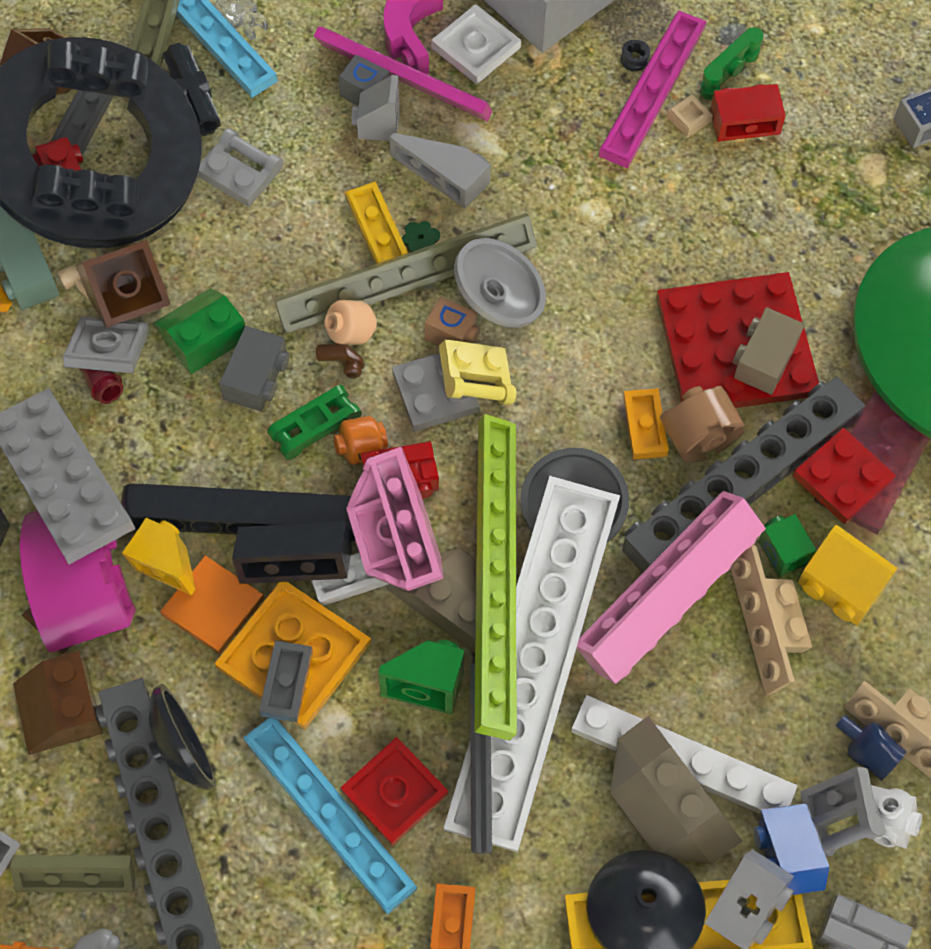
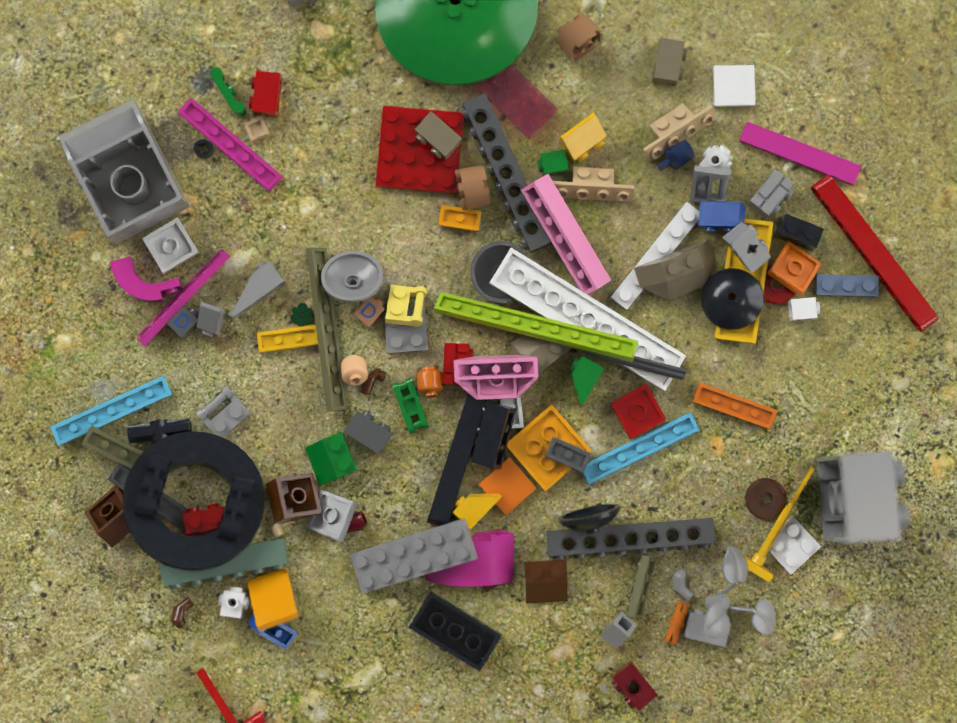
camera: 75 degrees left, 20 degrees up
(844, 476) = (523, 119): red plate -> none

